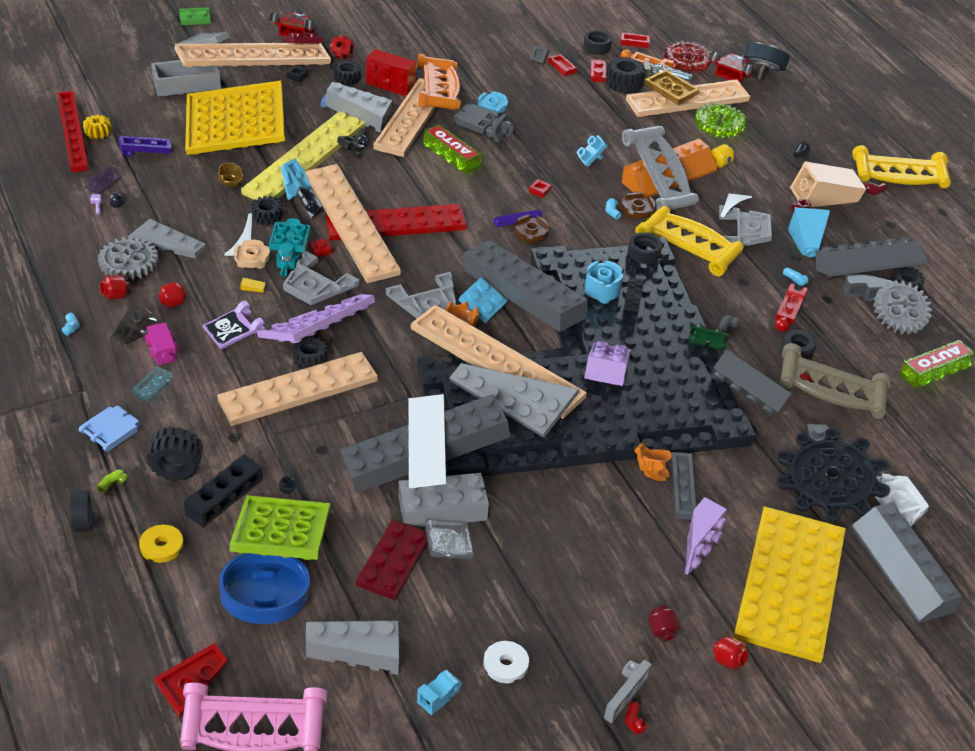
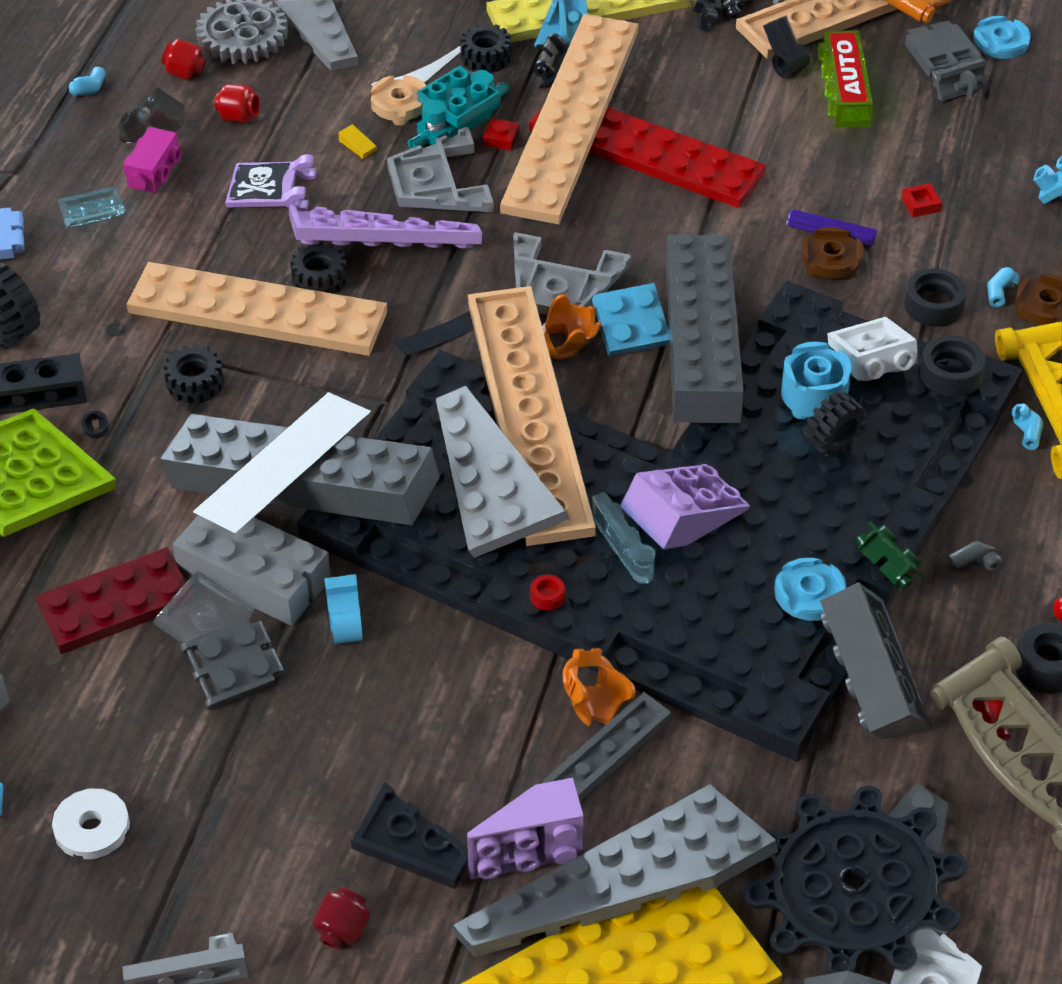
camera: 45 degrees right, 5 degrees up
(307, 425) = (198, 386): none -> black tyre
(402, 347) = (436, 335): none -> black sticker
(415, 149) = (788, 53): none -> black piece
(487, 549) = (234, 661): none -> dark grey plate
(508, 497) = (343, 608): none -> medium azure leg
(594, 432) = (547, 592): none -> red tile
(597, 218) = (933, 313): none -> black tyre
(603, 391) = (623, 538): none -> clear light blue plate
(610, 251) = (875, 348): none -> white plate
(649, 575) = (406, 839): none -> black wing
(687, 259) = (1029, 423): none -> medium azure arm
(692, 369) = (804, 584): none -> medium azure tile
(752, 518) = (677, 849): none -> dark grey wing

